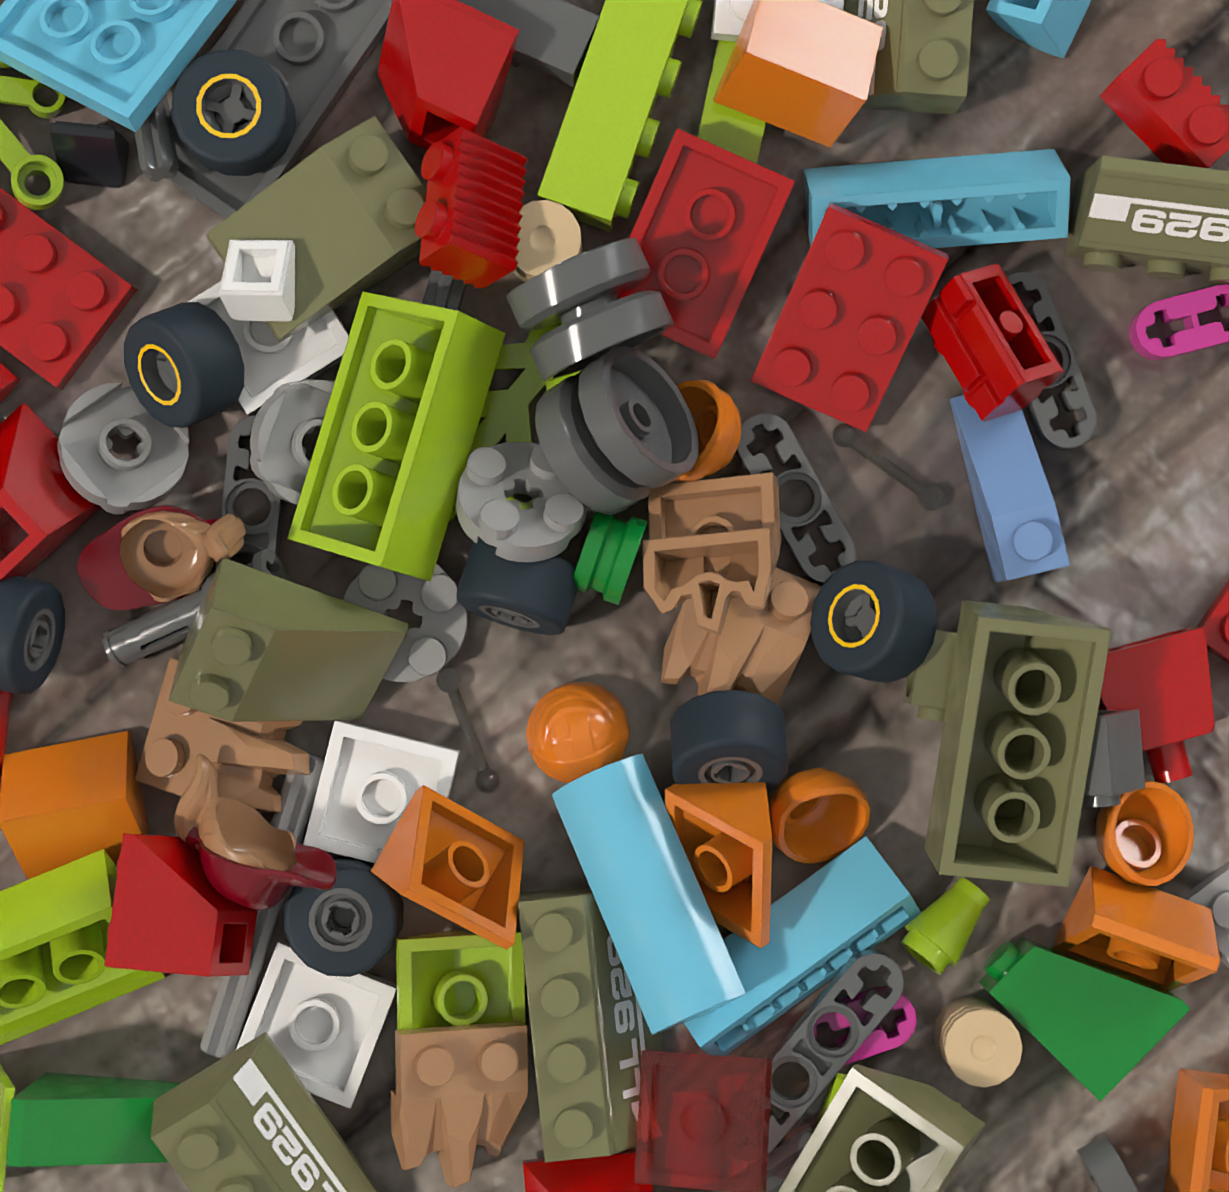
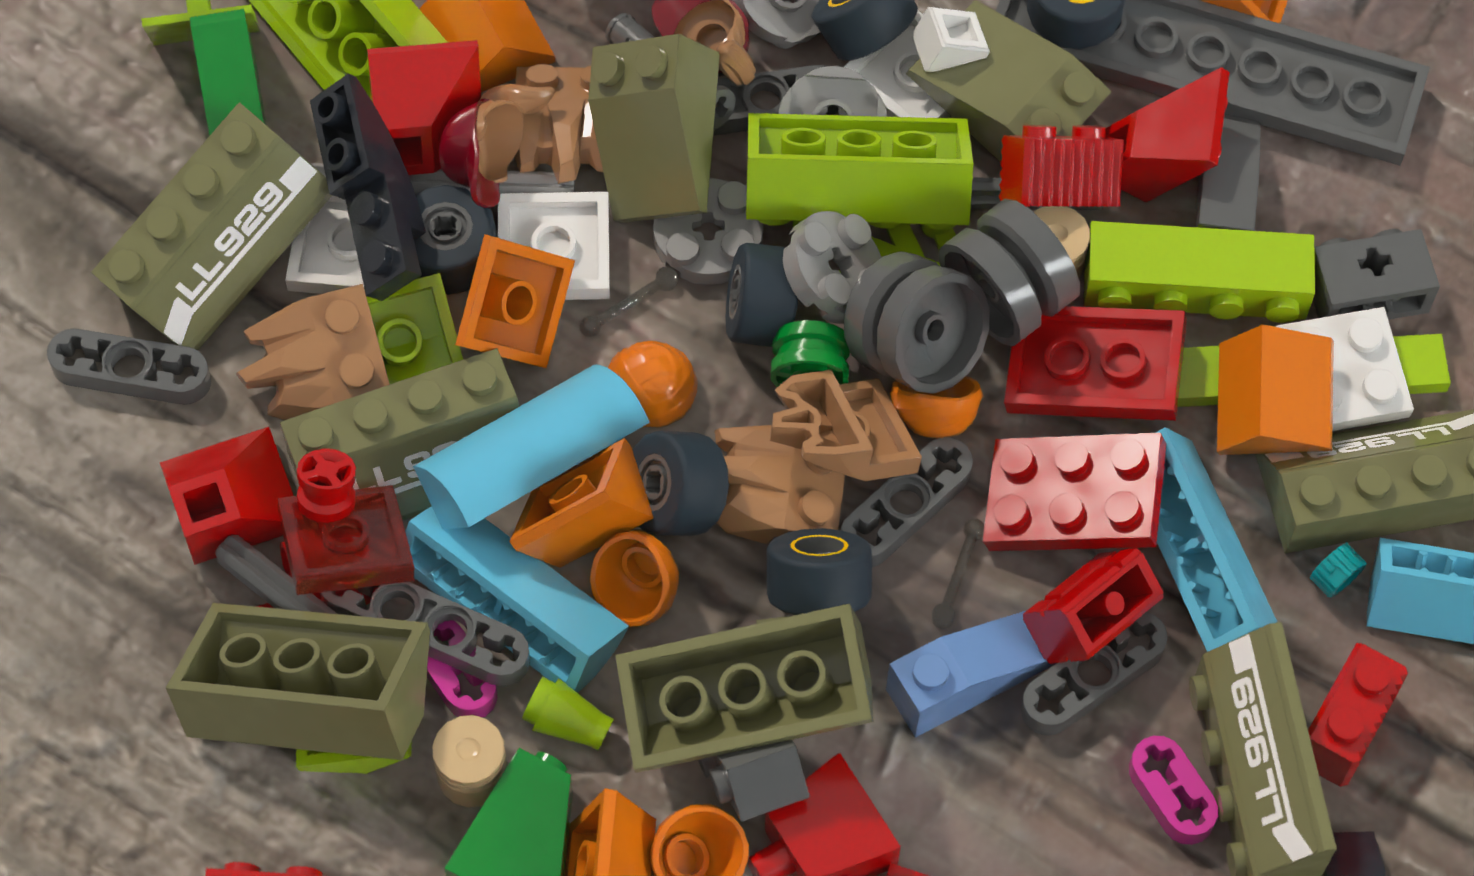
camera: 70 degrees right, 25 degrees down
(258, 996) = (372, 179): none -> black slope
(631, 1134) = (326, 485): none -> red wheel
(1003, 66) = (1338, 570): none -> teal axle

